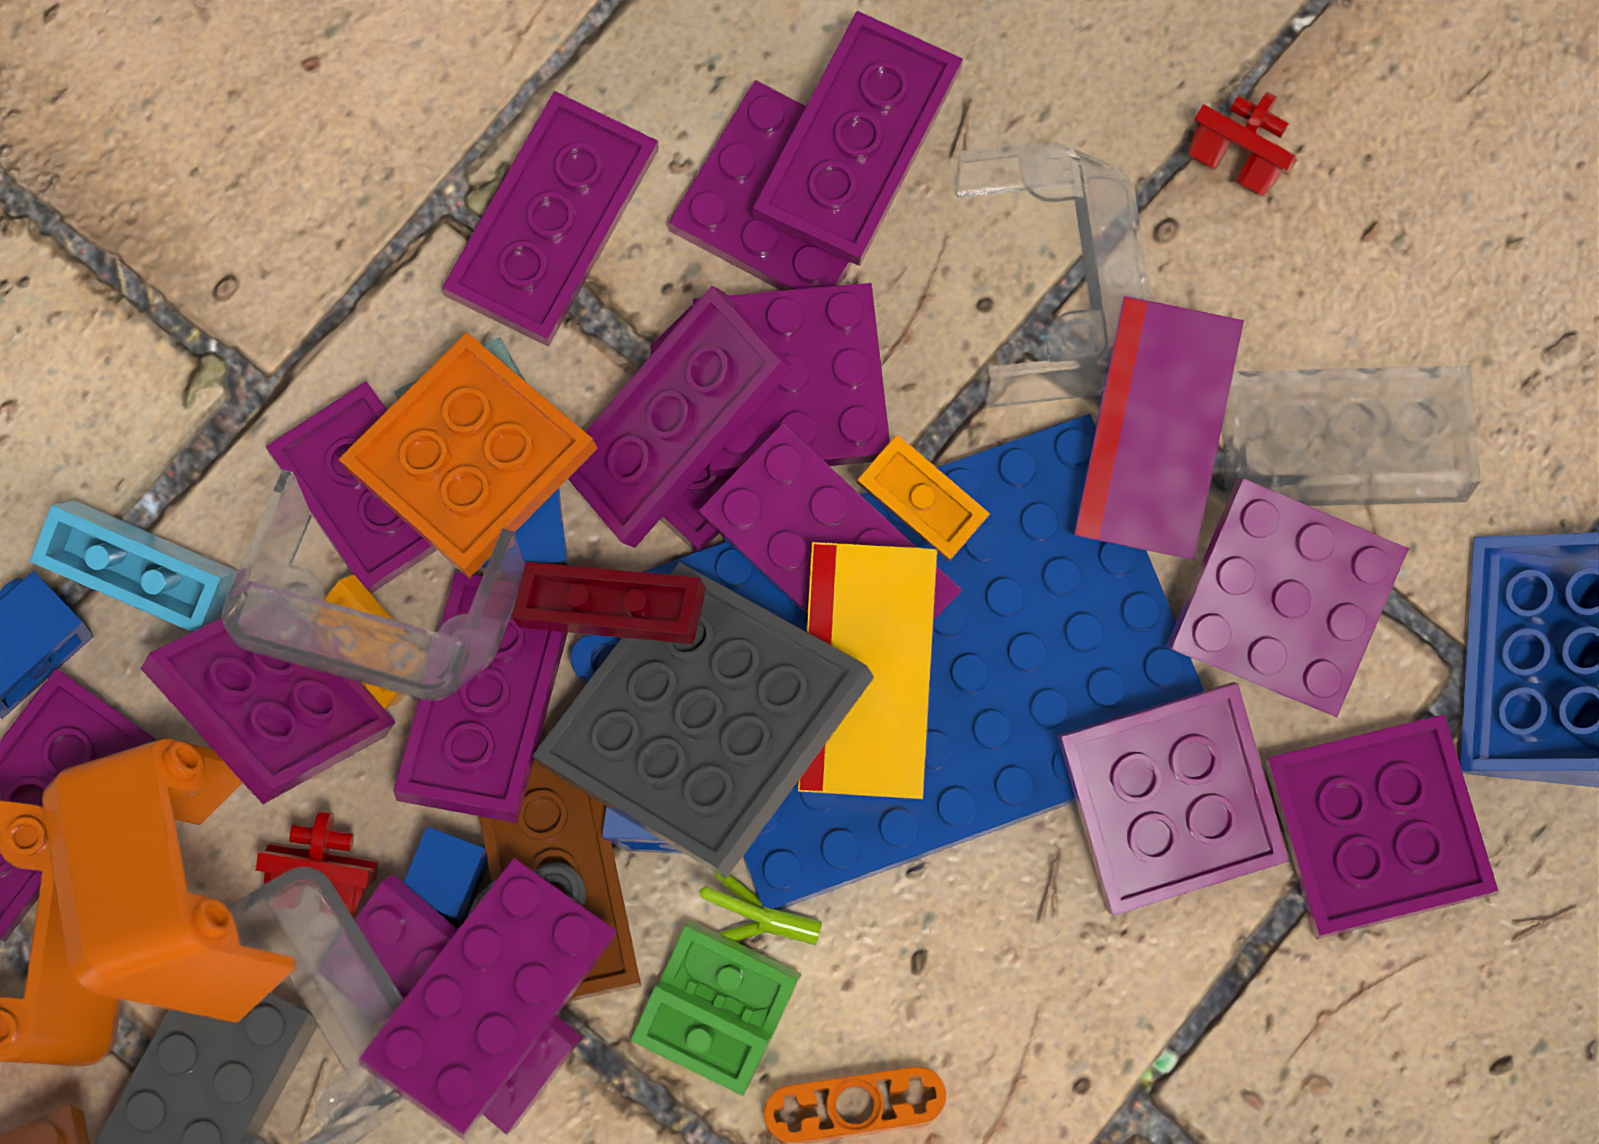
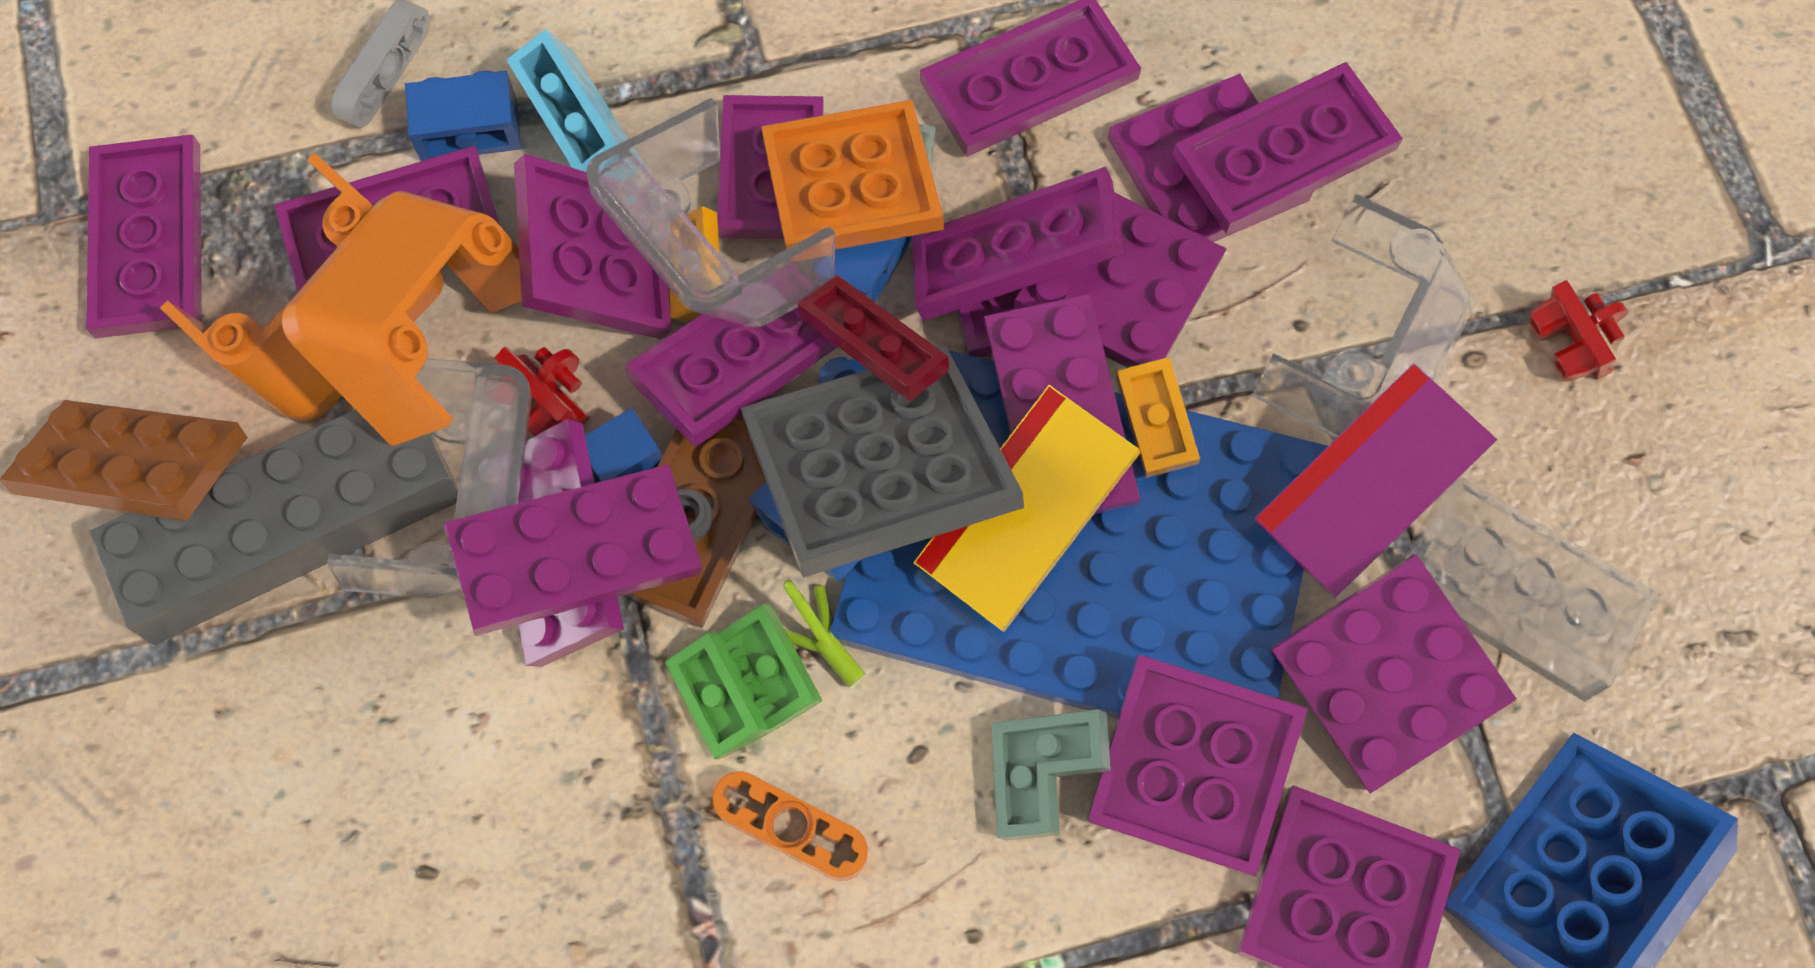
camera: 35 degrees right, 5 degrees down
(1026, 890) = (1031, 756): none -> sand green plate

